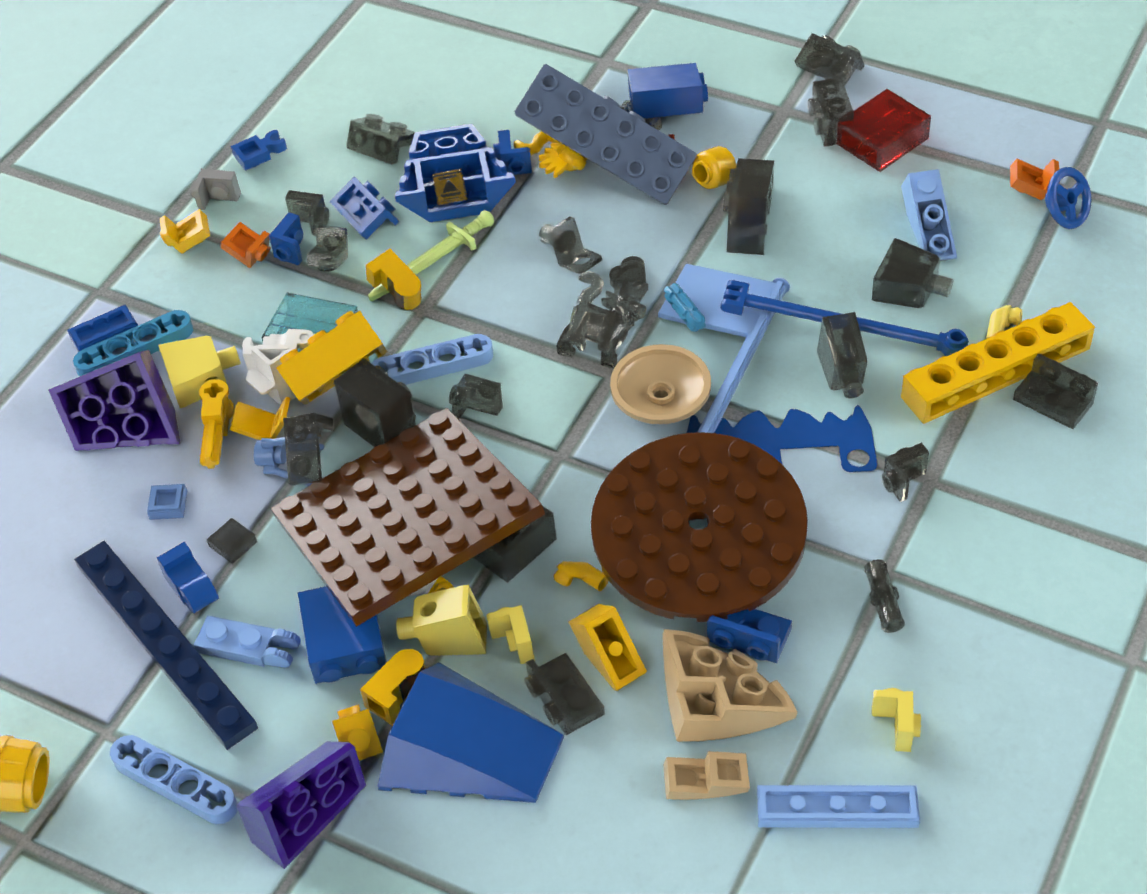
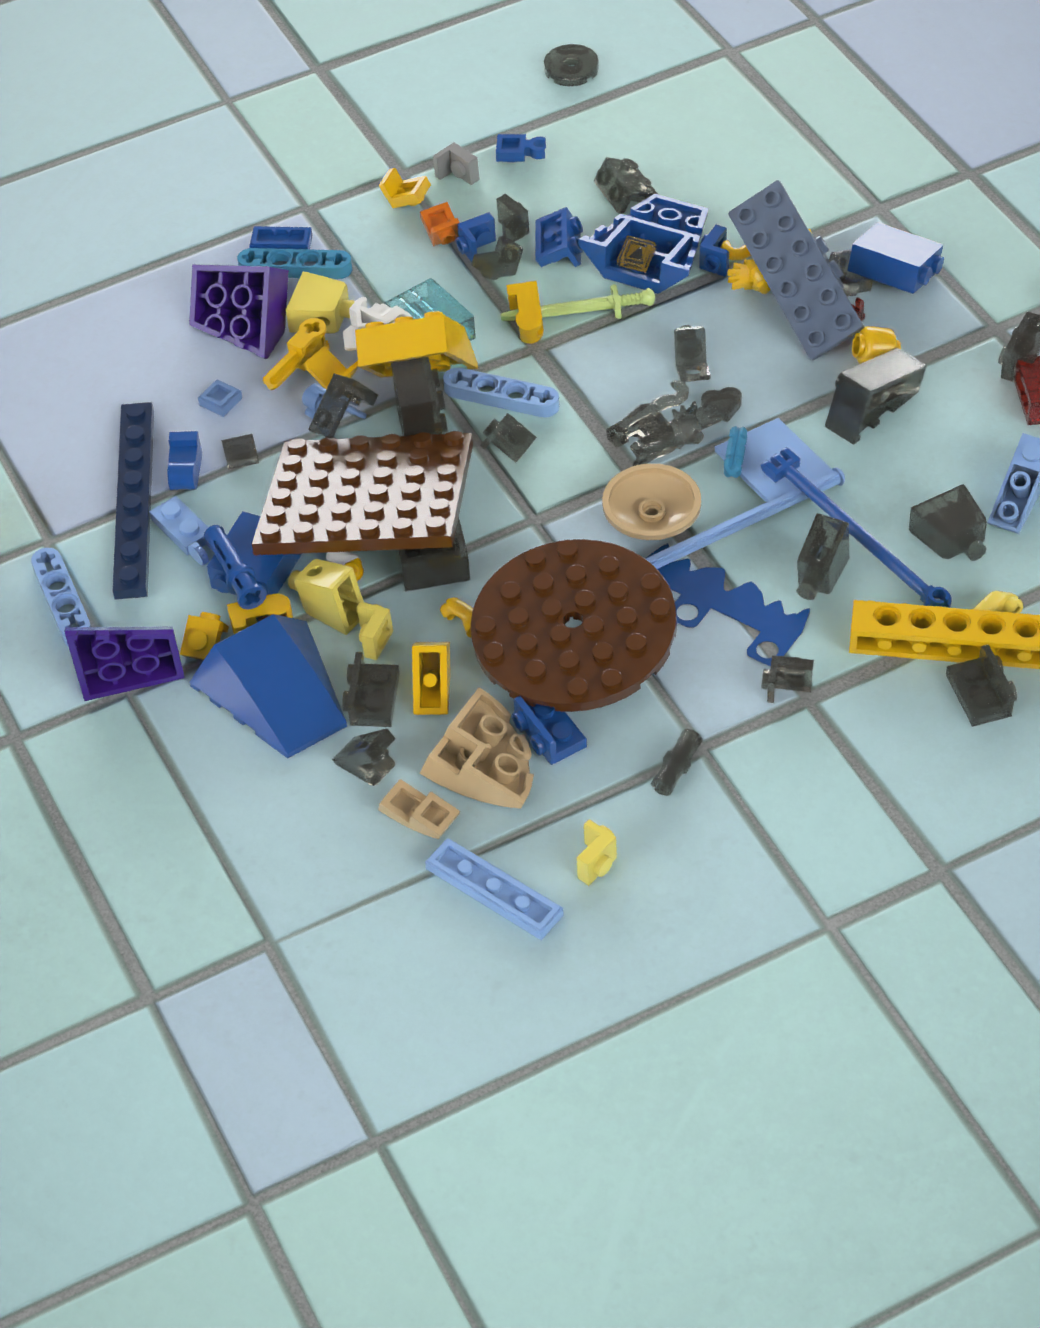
camera: 35 degrees right, 0 degrees up
(250, 54) = (559, 58): none -> clear smoke tile
(356, 654) = (239, 576): none -> blue pin
(615, 752) = (367, 756): none -> clear smoke slope

